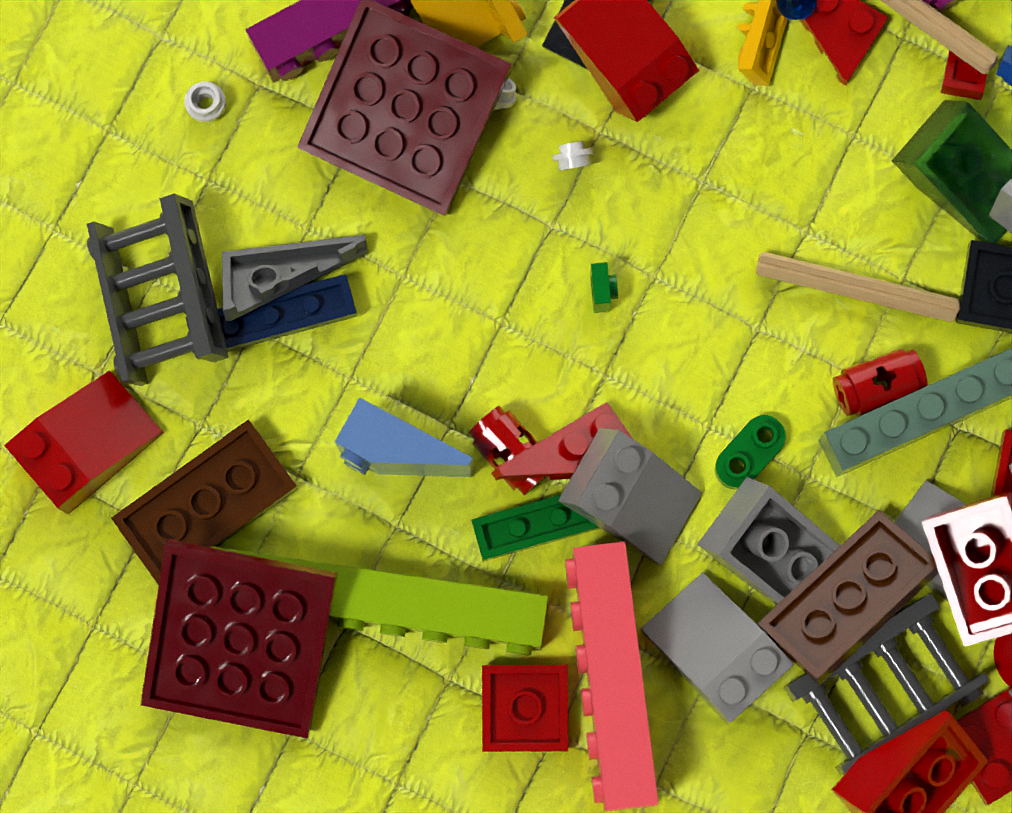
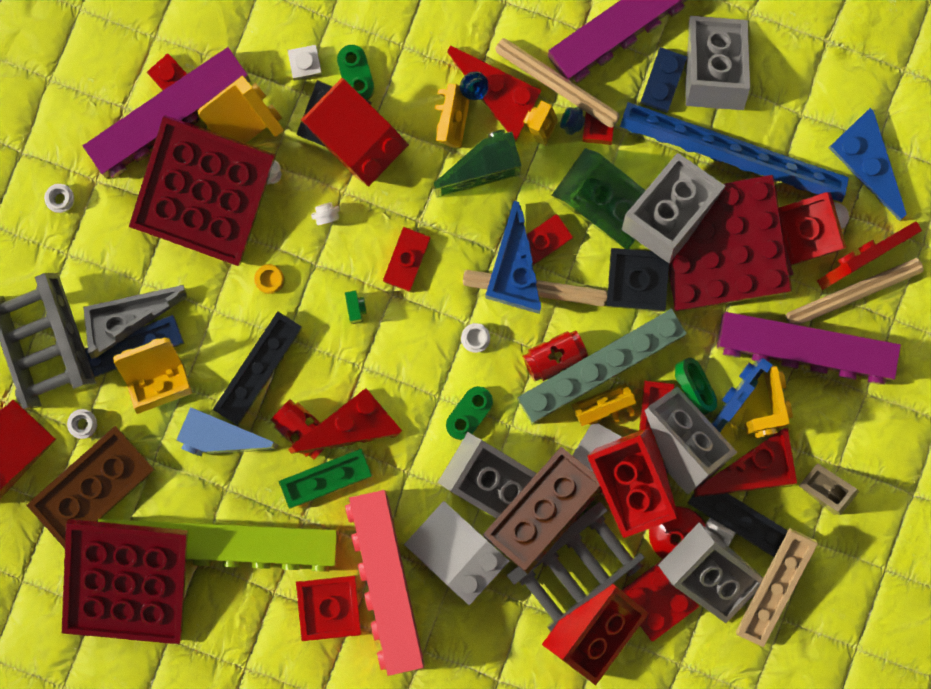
camera: 10 degrees left, 5 degrees up
(193, 404) = (73, 420): none -> white plate
(309, 351) = (153, 374): none -> yellow bracket
(458, 358) = (257, 368): none -> black plate
(485, 239) = (269, 279): none -> yellow tile
(631, 494) = (387, 453): light grey slope -> none
(679, 230) = (406, 259): none -> red plate
(768, 348) = (475, 338): none -> white plate
(808, 105) = (486, 163): none -> clear green slope
(831, 262) = (513, 273): none -> blue wing
(870, 225) = (547, 238): none -> red plate
(887, 56) = (541, 122): none -> yellow plate
(929, 61) = (572, 120): none -> plate
(949, 456) = (601, 405): none -> yellow plate

